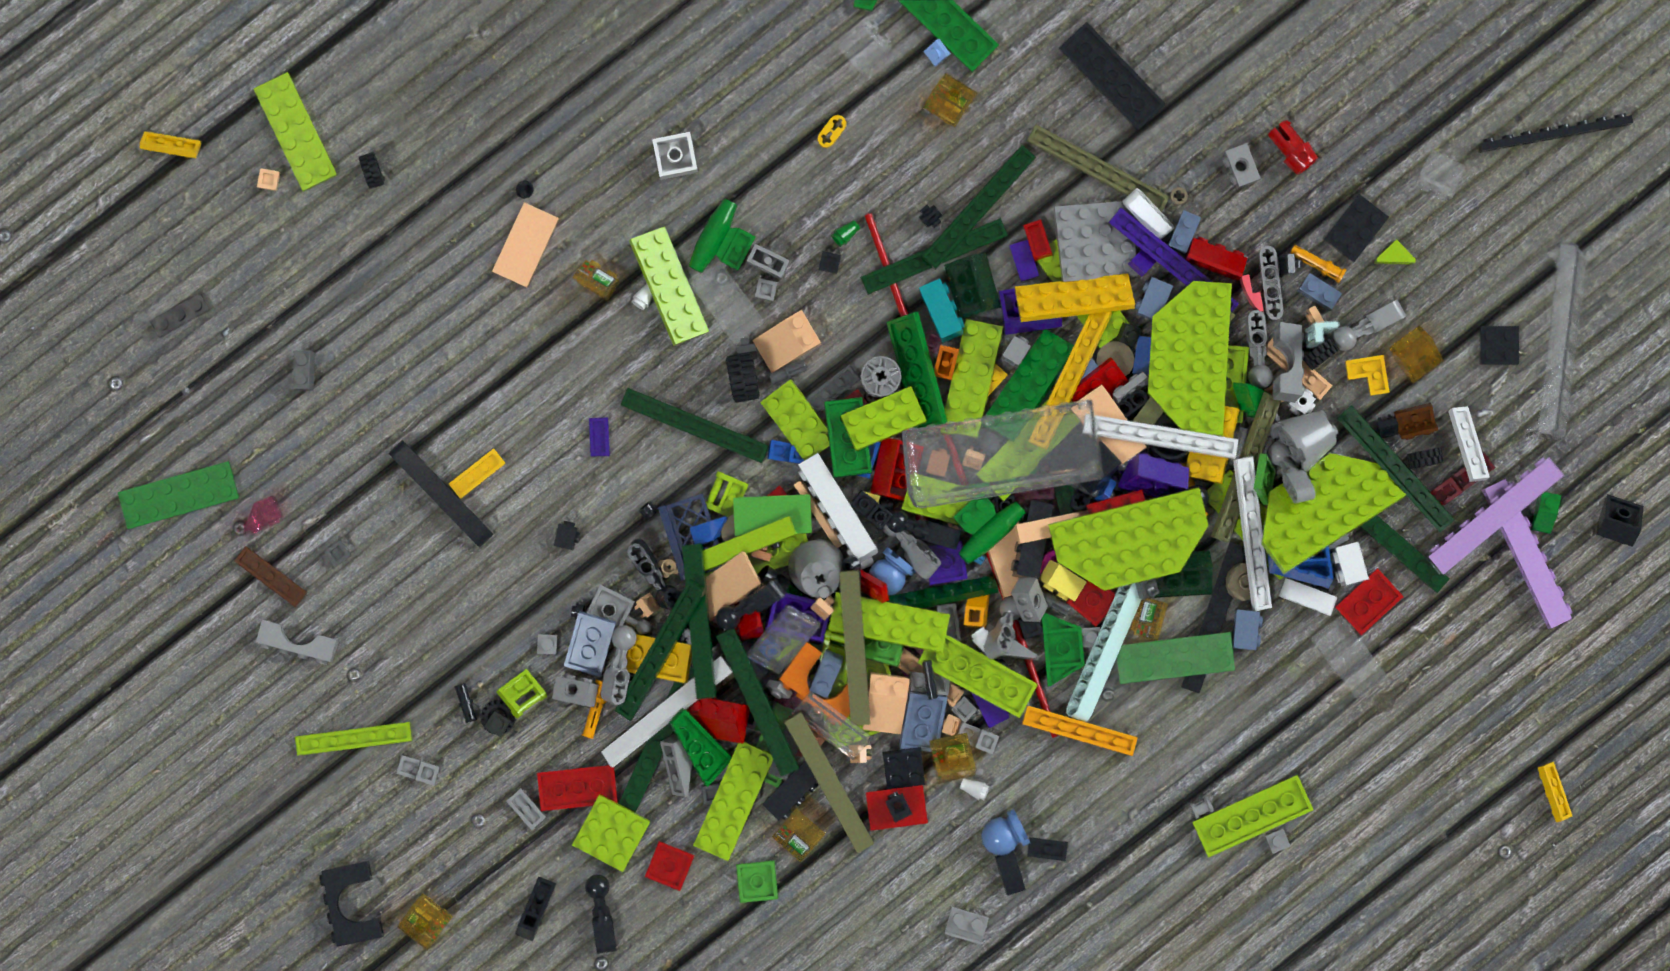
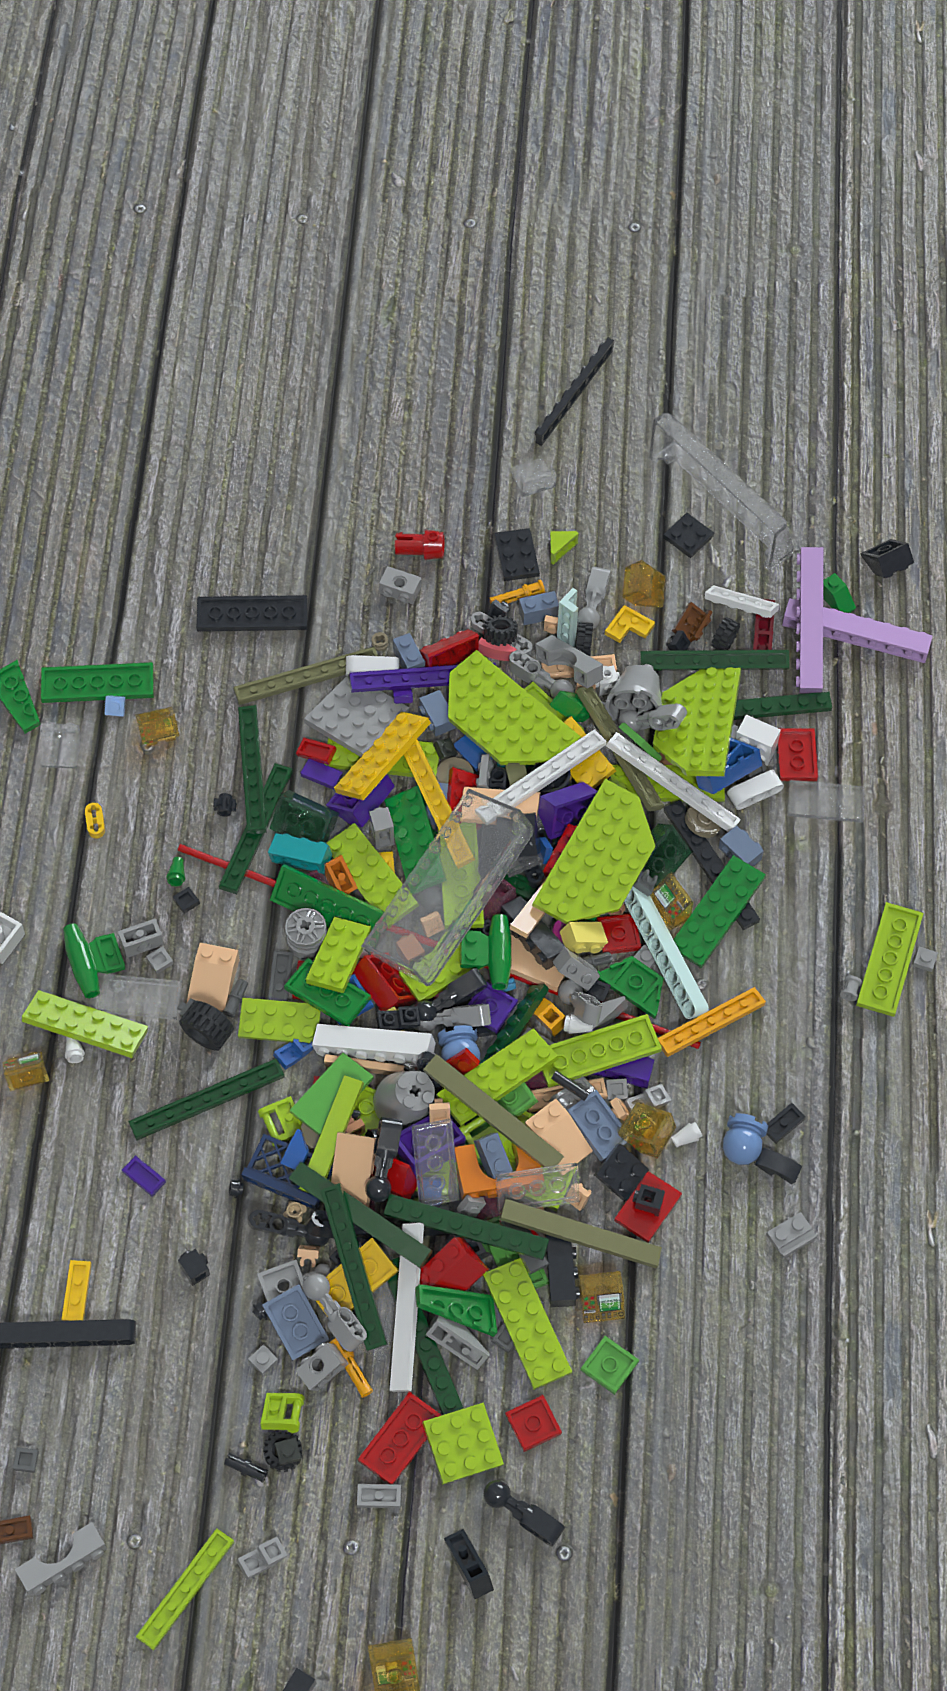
camera: 50 degrees left, 25 degrees down
(1274, 278) = (500, 630): none -> black tyre

